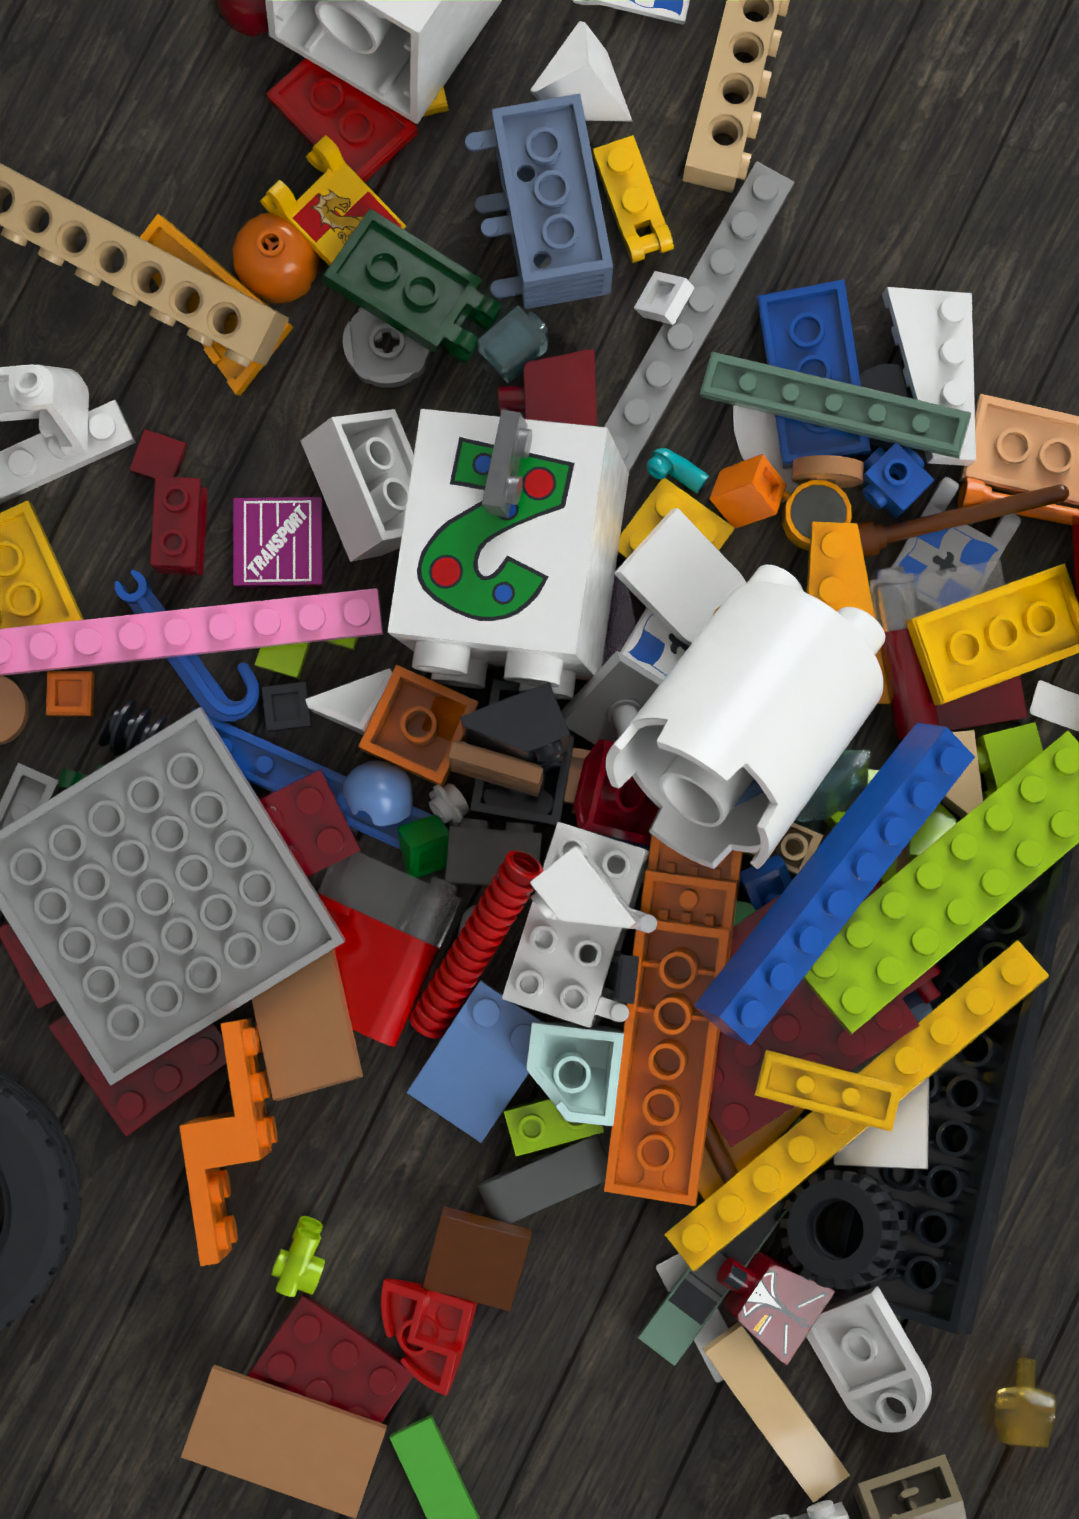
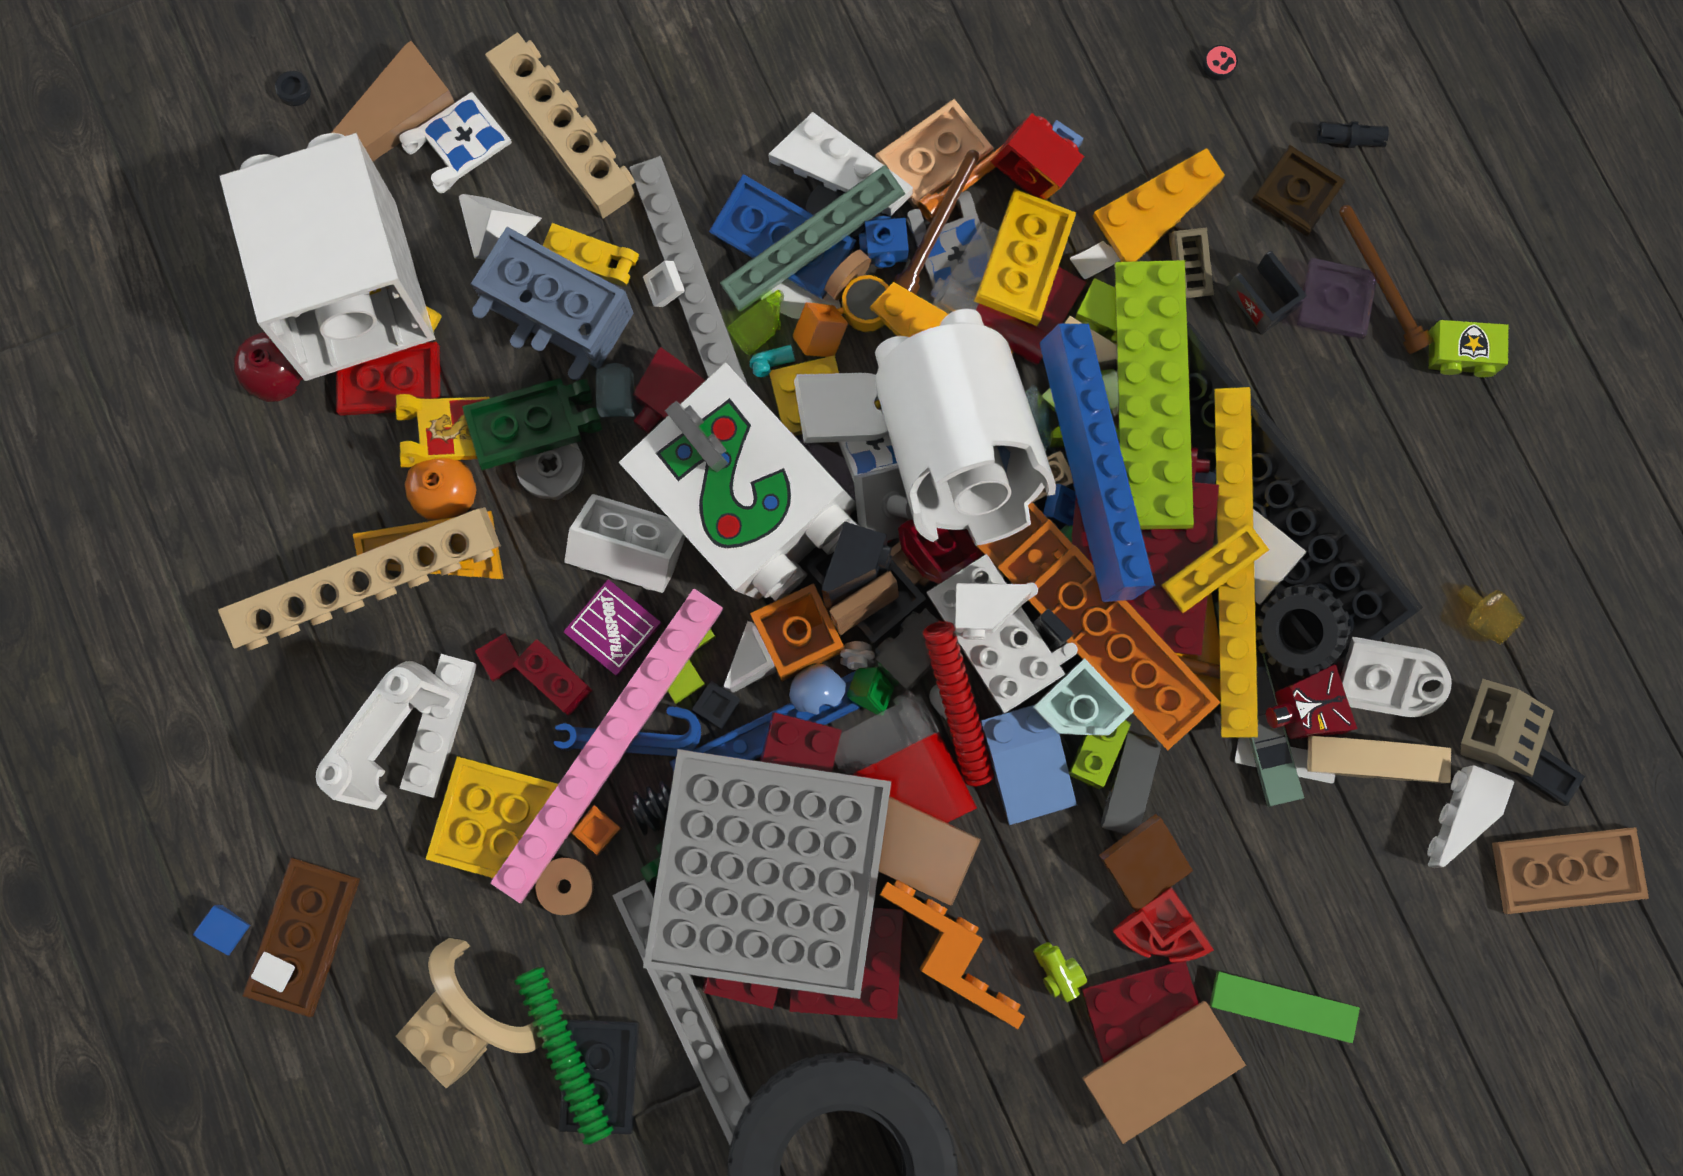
camera: 50 degrees left, 5 degrees down
(703, 424) = (757, 323): none -> clear neon green slope

